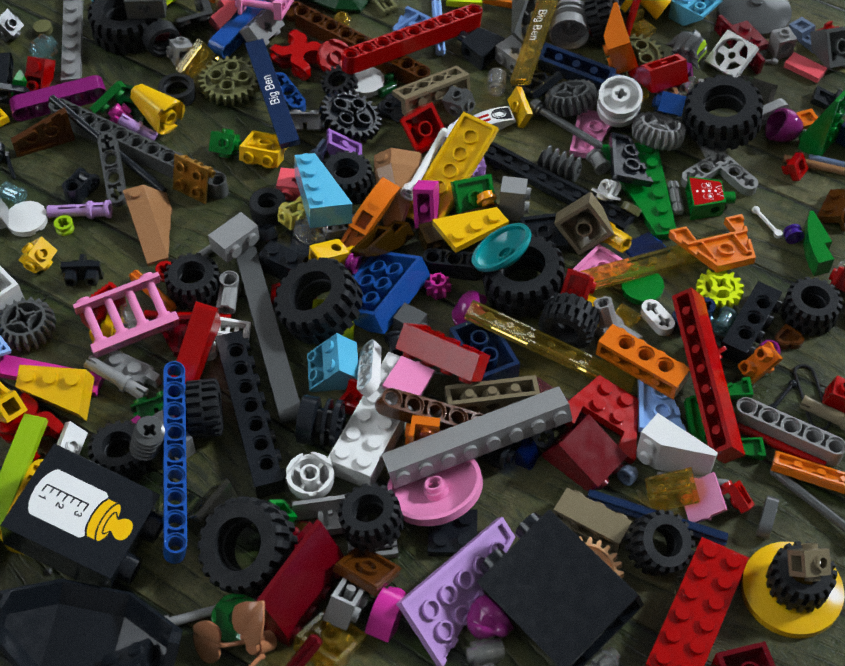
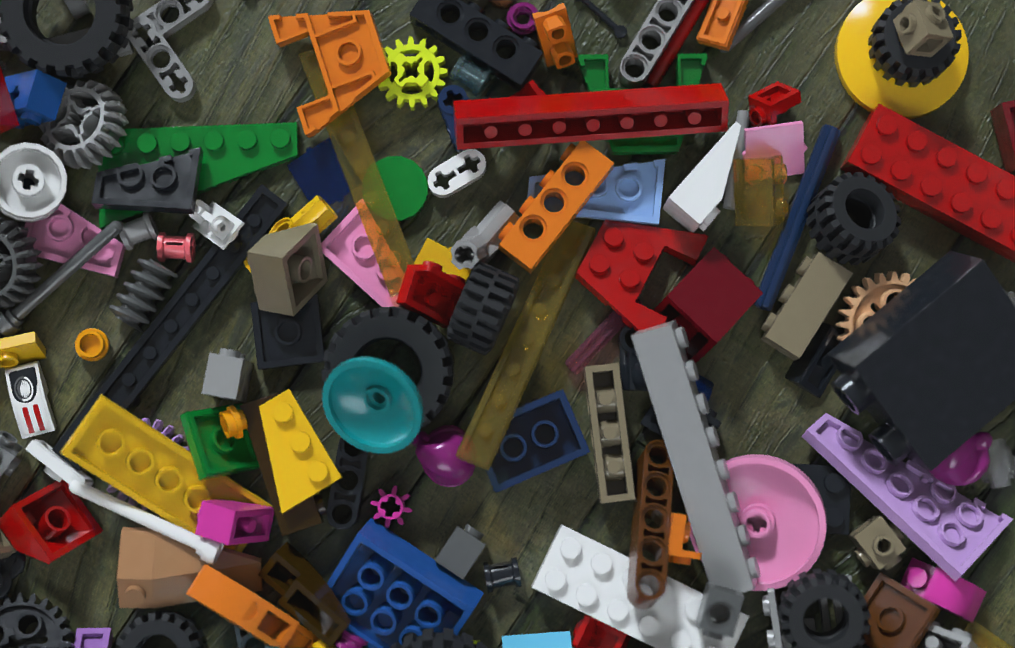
camera: 90 degrees left, 30 degrees up
(369, 368) = (598, 618): white beam -> none
(378, 454) = (719, 595): none -> dark grey brick
(409, 376) = (590, 557): bright pink piece -> none
(421, 563) = (866, 540): none -> dark tan brick
(442, 351) = (545, 505): wedge -> none
(527, 144) = (92, 344): none -> light orange plate
(590, 178) = (176, 247): none -> coral bush
(624, 473) = (733, 246): sand blue hinge -> none
(628, 315) = (453, 219): clear yellow slope -> none
(631, 208) = (245, 189): olive tile -> none
(675, 197) = (219, 115): light grey axle -> none
(707, 197) = (226, 66): torso -> none
(767, 517) = (801, 68): dark grey beam -> none

